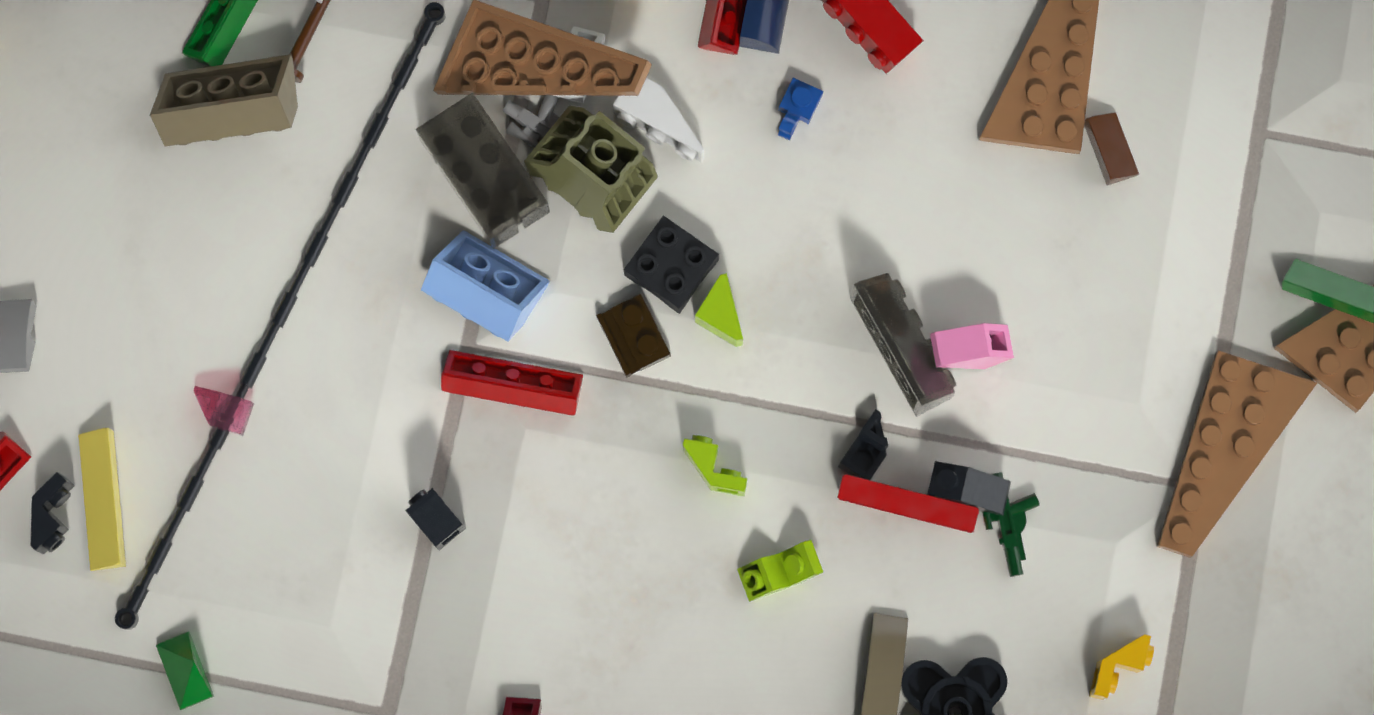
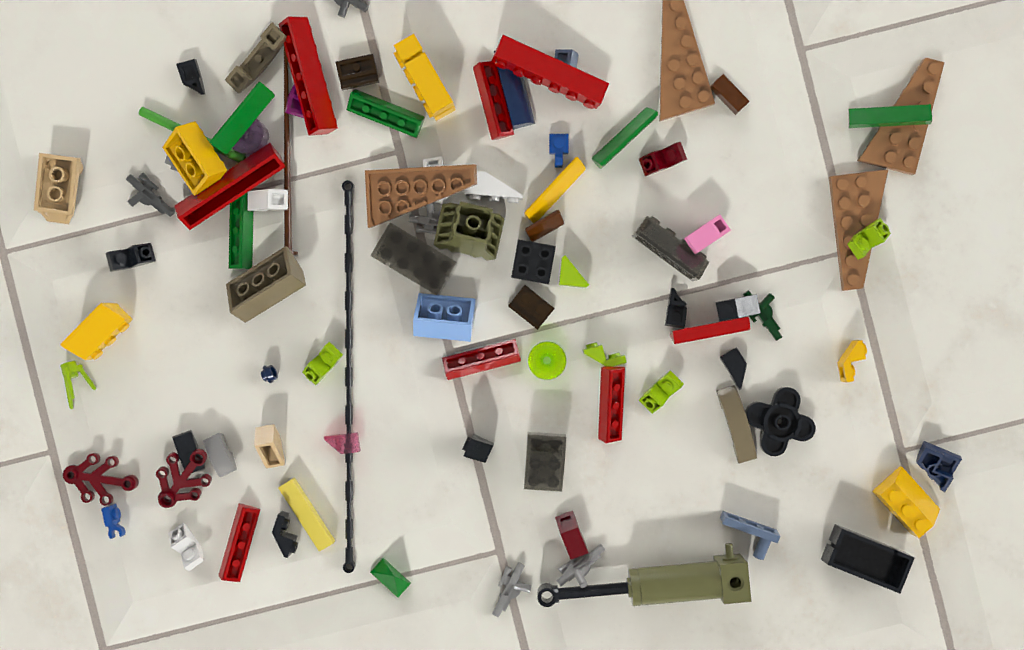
camera: 20 degrees left, 10 degrees up
(100, 359) = (269, 446): none -> tan slope
(159, 245) = (269, 374): none -> dark blue plate
(253, 269) = (322, 363): none -> lime slope
(533, 594) = (545, 461): none -> clear smoke slope
(615, 413) = (550, 370): none -> clear neon green dish
(688, 550) = (611, 404): none -> red slope
(717, 216) = (544, 226): none -> reddish brown slope
(759, 168) = (555, 190): none -> yellow slope
(911, 139) = (624, 137): none -> green slope
(923, 586) = (735, 365): none -> black slope
(955, 200) = (663, 159): none -> dark red slope
(1234, 475) = (868, 238): none -> lime slope

